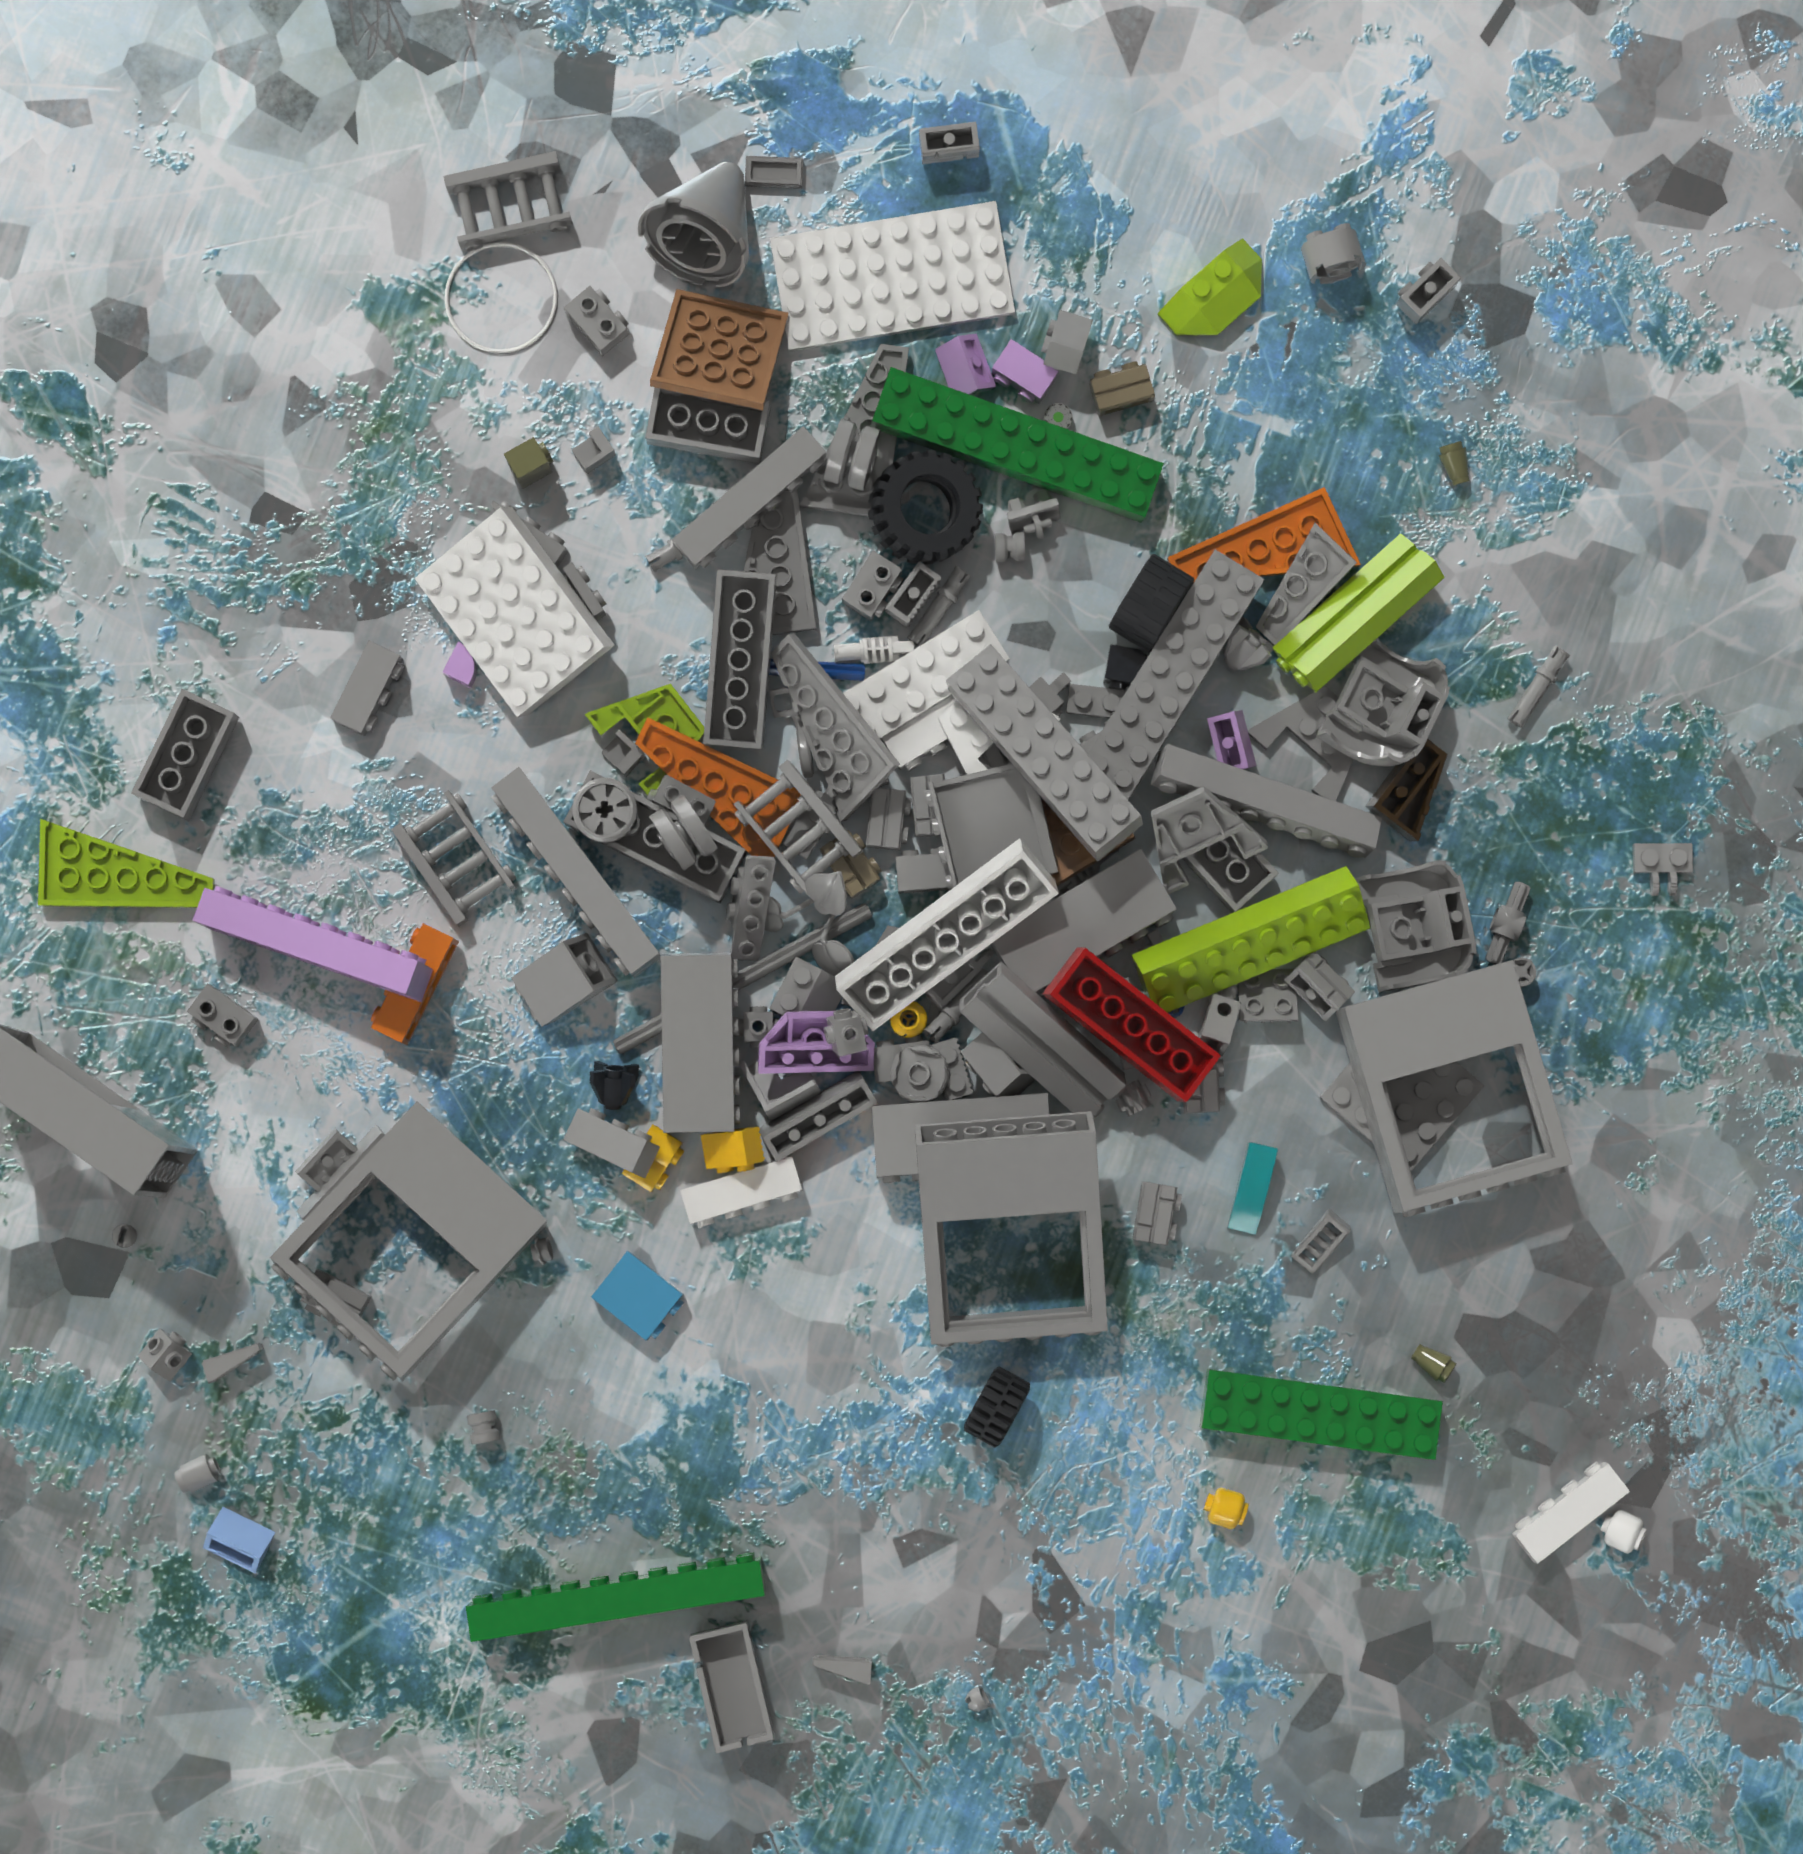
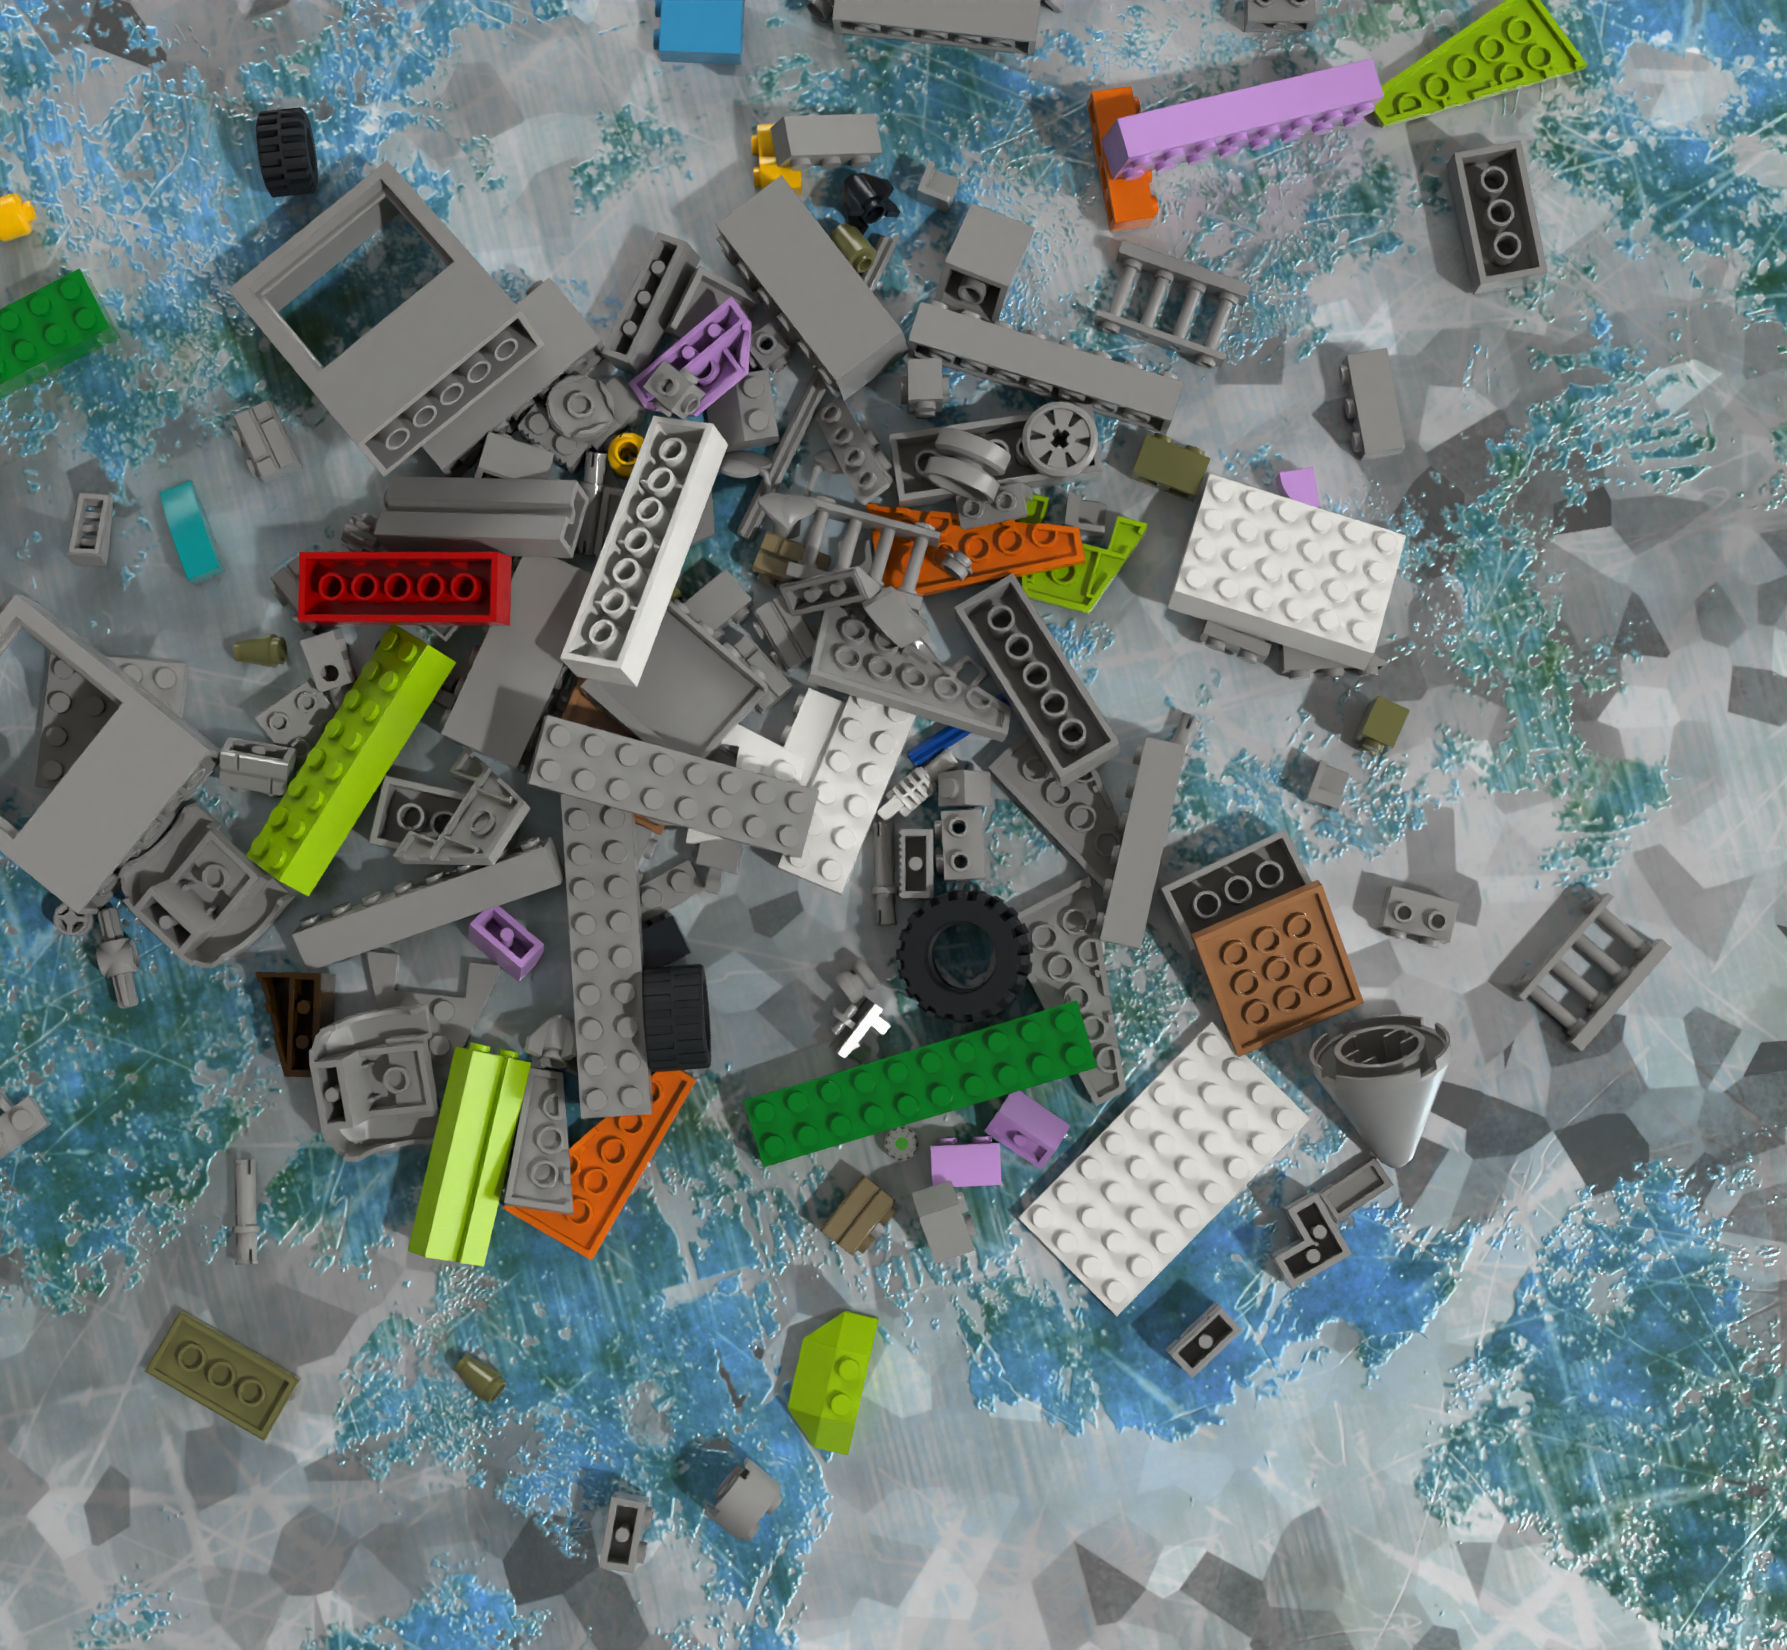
camera: 150 degrees right, 0 degrees up
(495, 244) = (1475, 912): white piece -> none
(539, 745) = (1170, 466): none -> olive brick
(556, 1058) = (937, 188): none -> light grey panel
(648, 1055) = (854, 247): none -> olive brick
(669, 918) = (924, 387): none -> light grey brick
(732, 1149) = (699, 213): yellow brick -> none
(737, 777) = (957, 565): none -> light grey plate
(741, 1191) = (674, 187): white brick -> none
(807, 766) = (894, 617): none -> light grey slope
(829, 149) = (1318, 1244): none -> light grey brick
(840, 814) = (828, 590): none -> light grey slope
(843, 623) = (964, 789): none -> light grey brick
(854, 455) = (1067, 955): light grey wheel -> none
(1261, 1068) = (263, 651): none -> olive cone
(1629, 589) = (223, 1375): none -> olive tile

